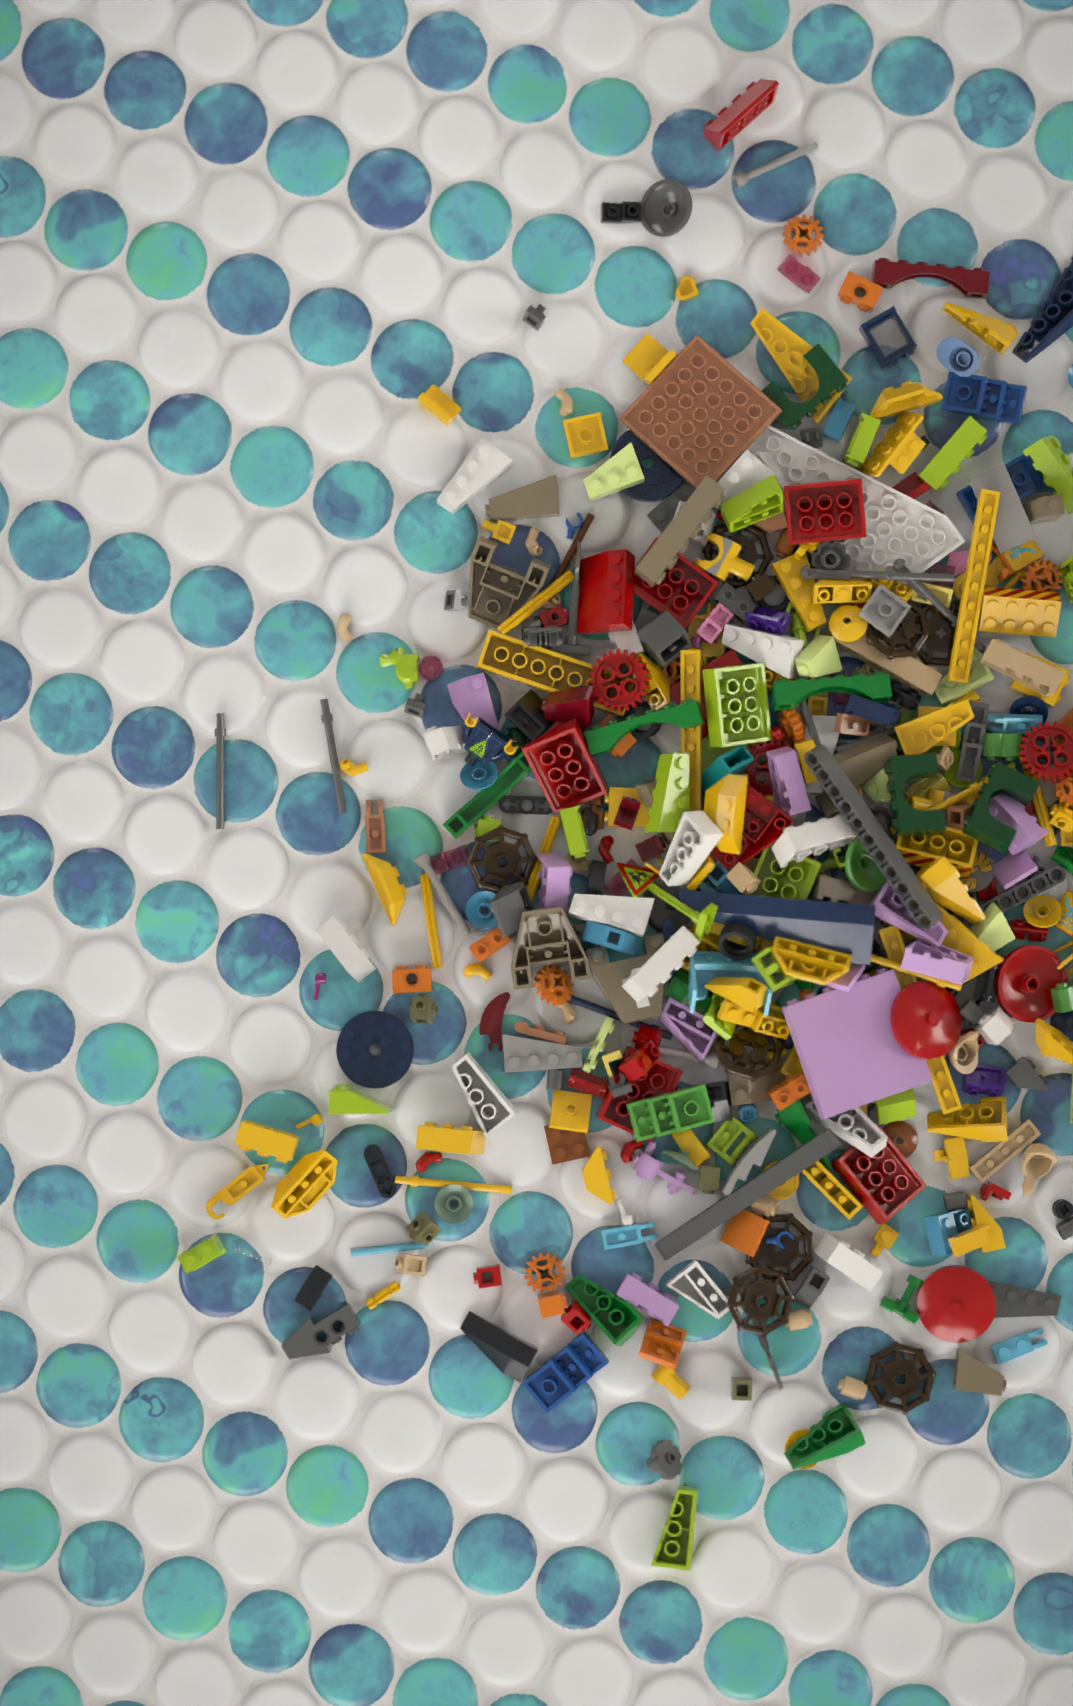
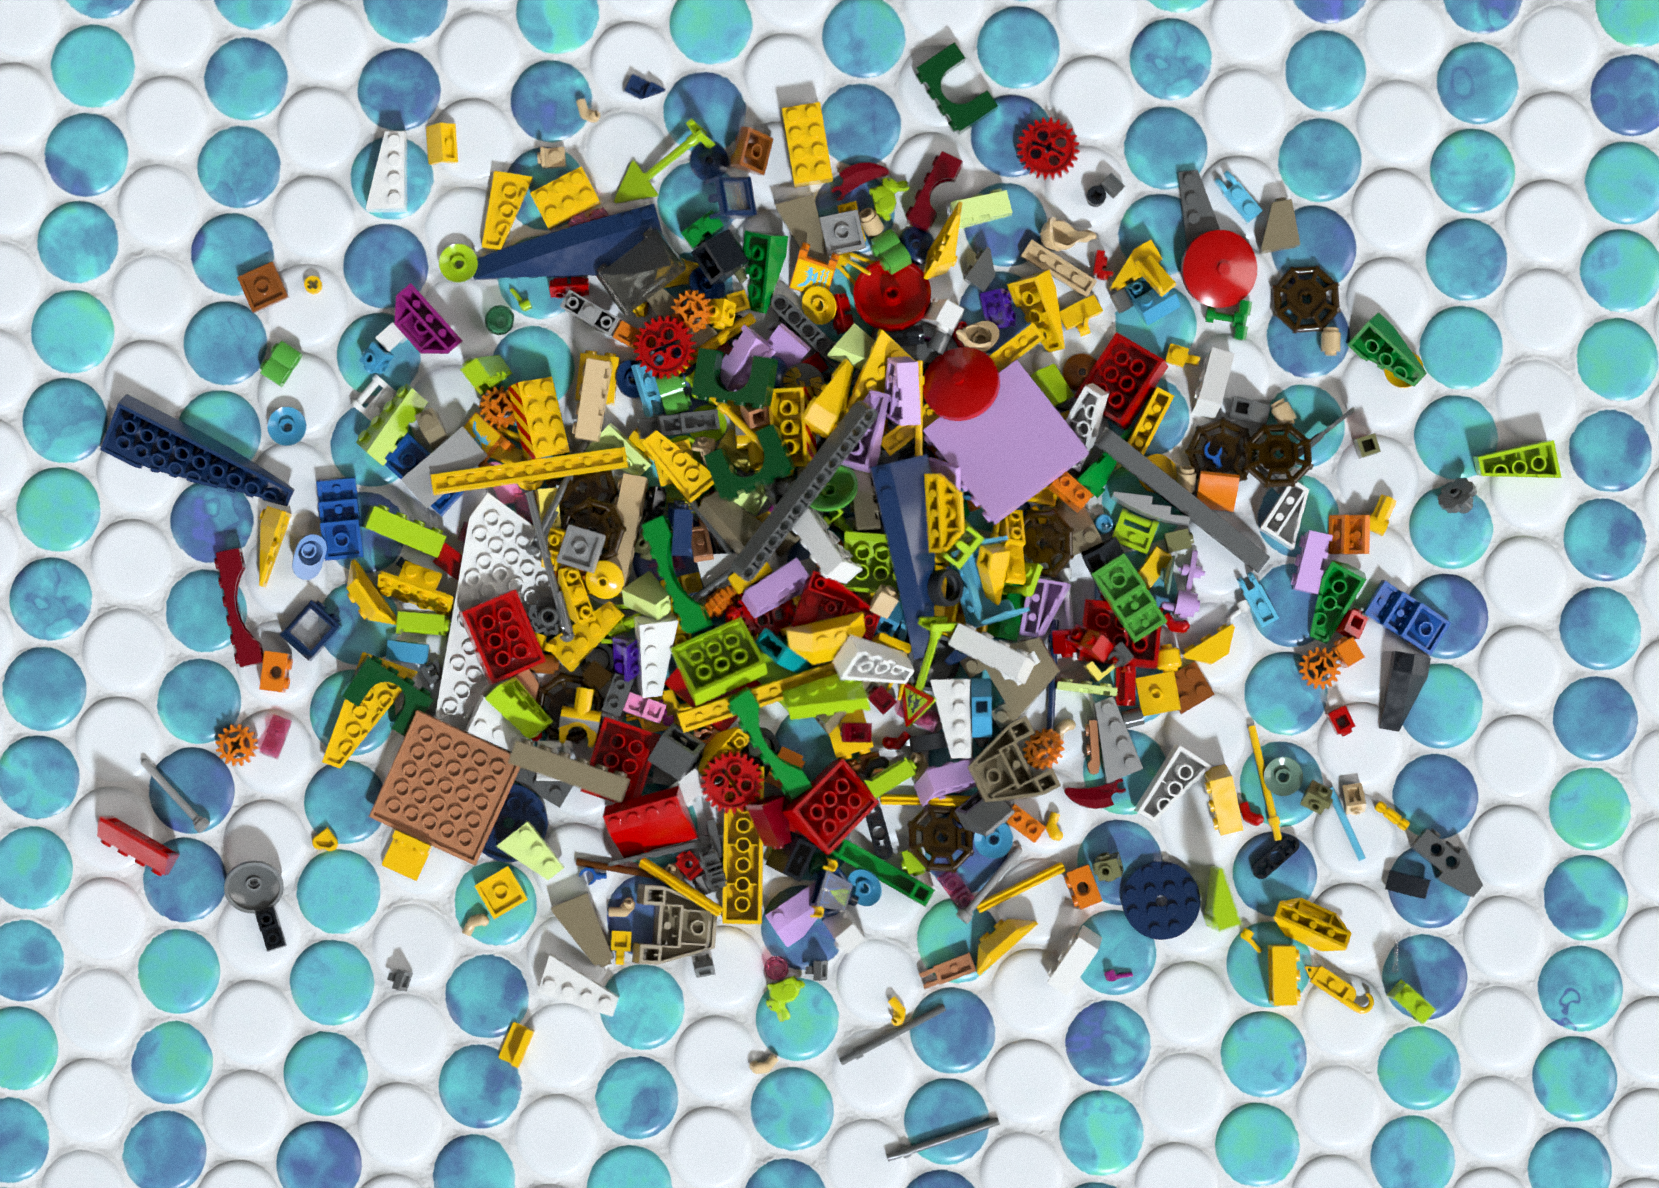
camera: 100 degrees left, 0 degrees up
(600, 1132) = (1169, 658): none -> yellow head

